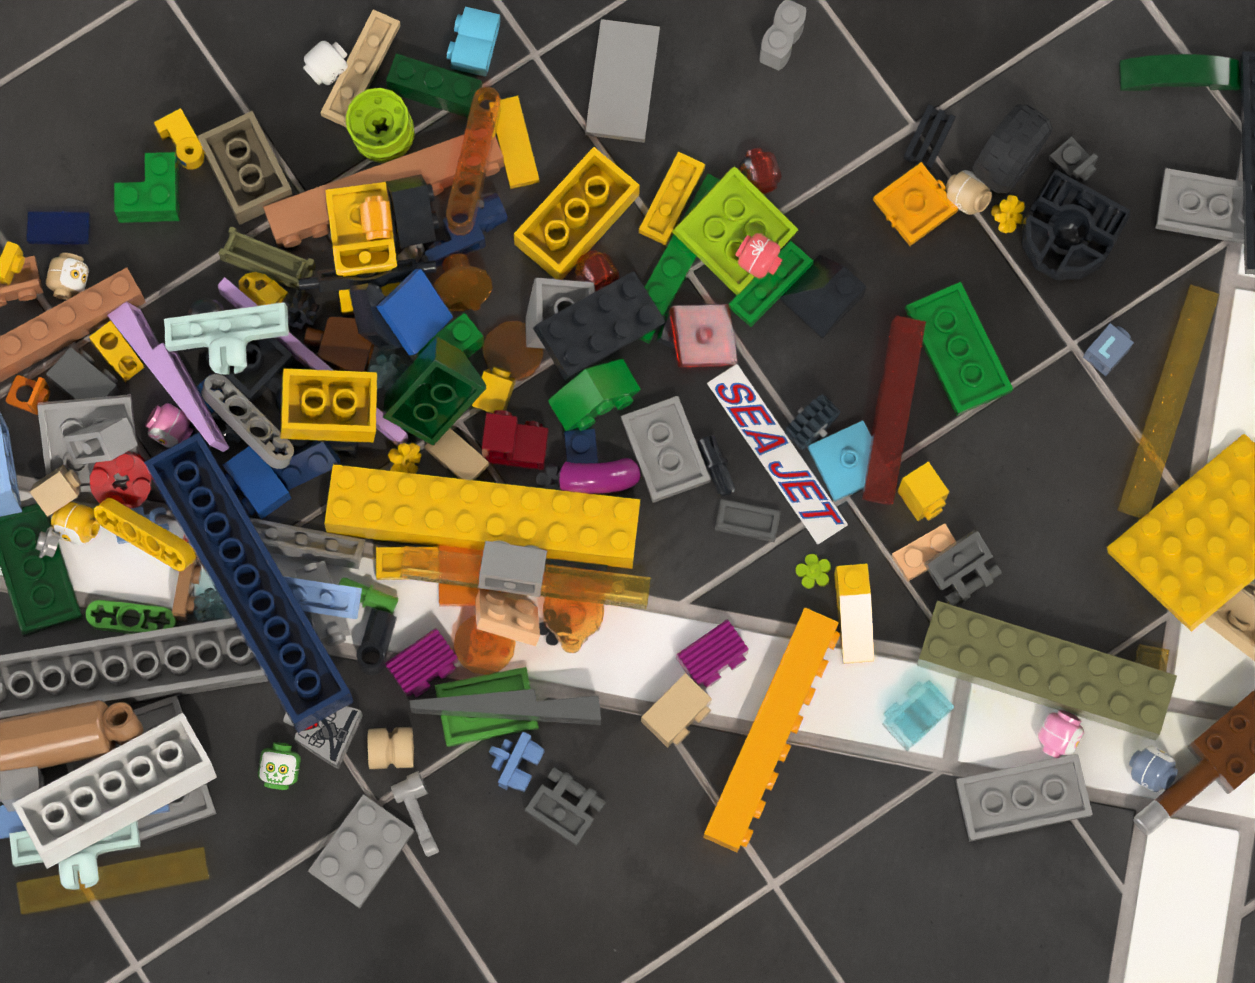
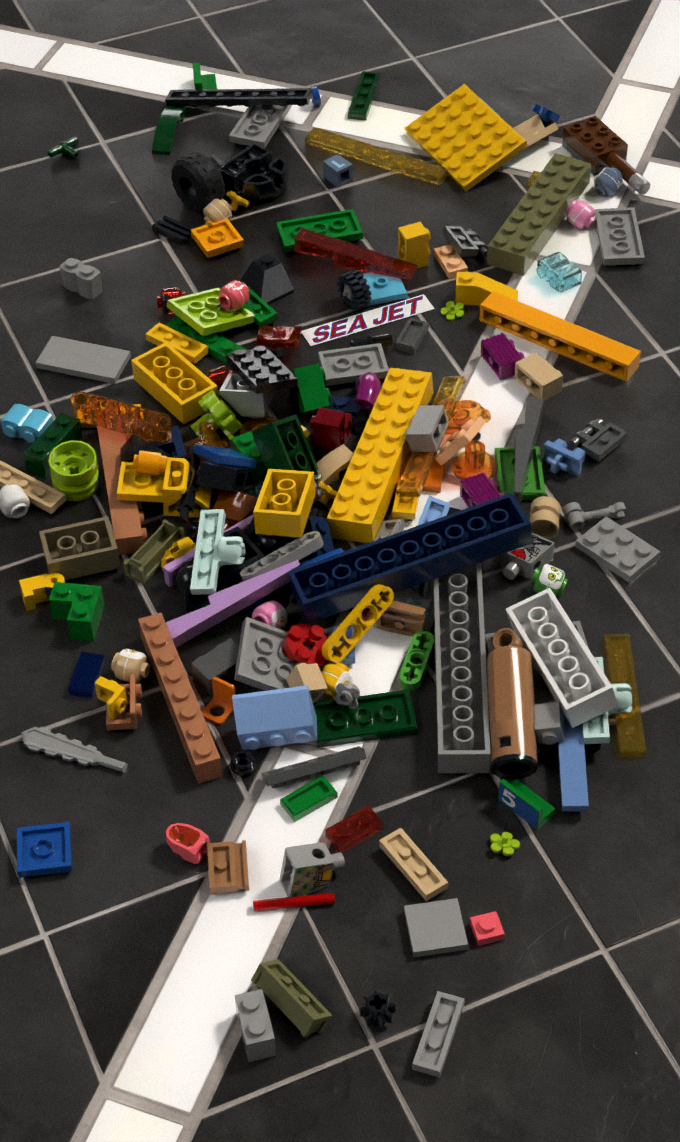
camera: 75 degrees left, 30 degrees down
(101, 441) = (277, 640): light grey slope -> none
(116, 351) = (197, 644): yellow leg -> none
(509, 285) = (217, 413): none -> lime piece

